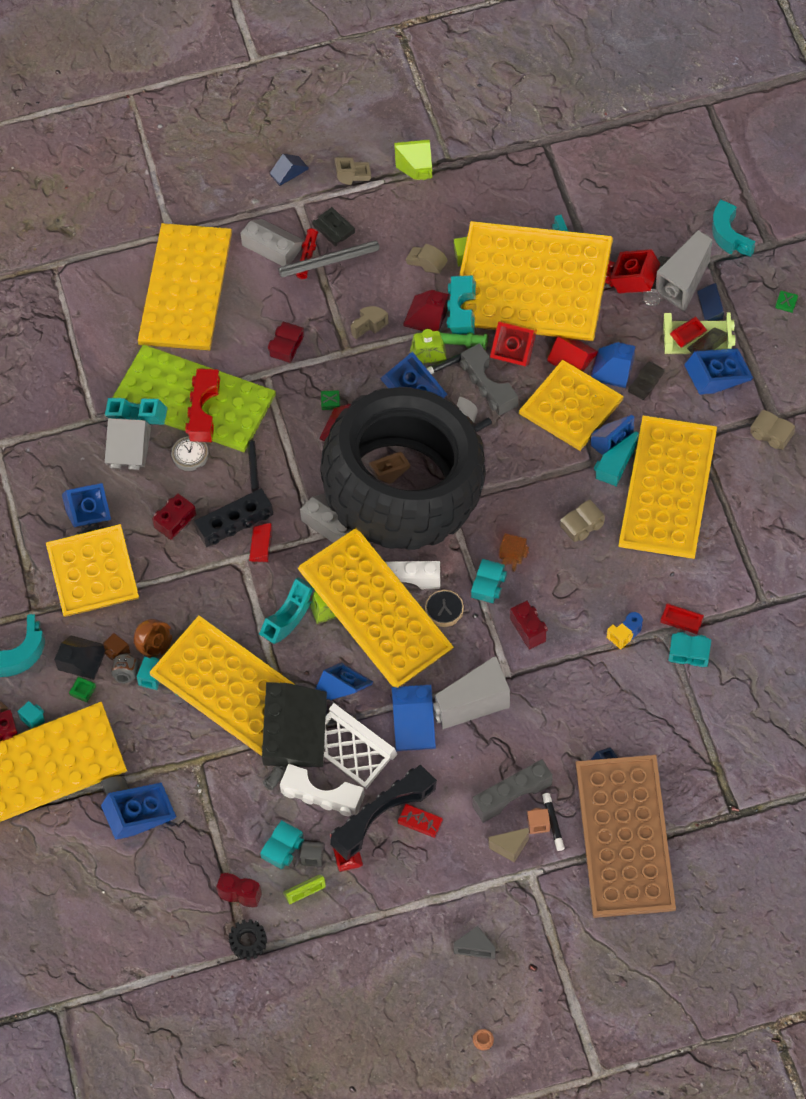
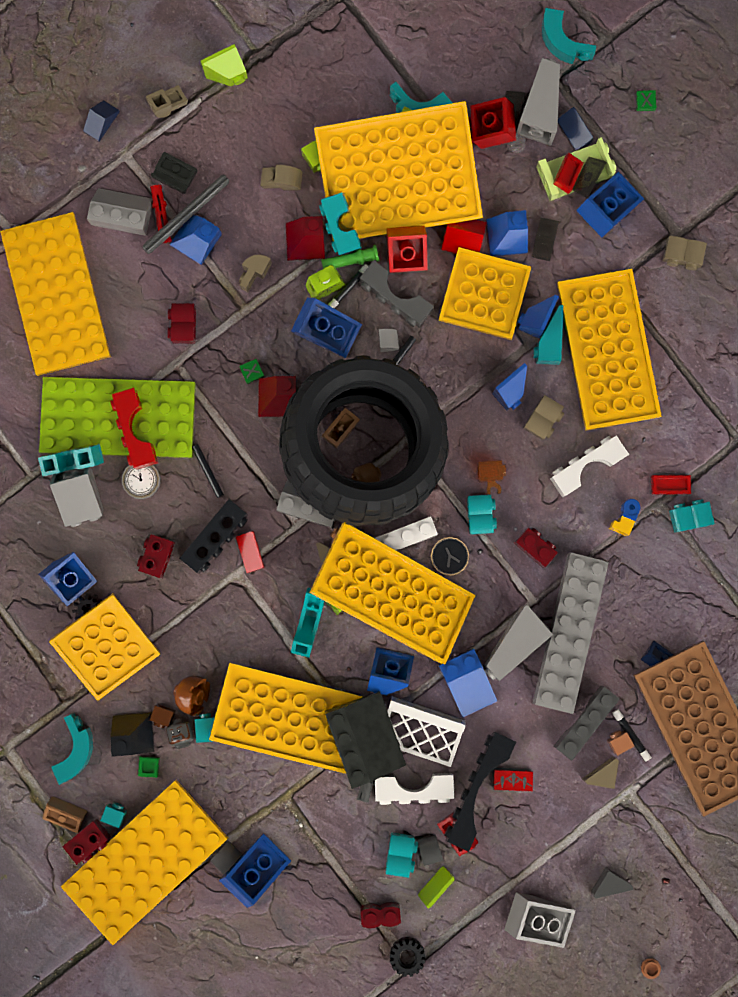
camera: 25 degrees left, 25 degrees up
(330, 282) = (196, 238): none -> blue slope
(392, 952) = (539, 920): none -> light grey slope
(529, 708) = (571, 631): none -> light grey brick
(562, 483) = (511, 389): none -> slope
(630, 569) = (609, 453): none -> white arch

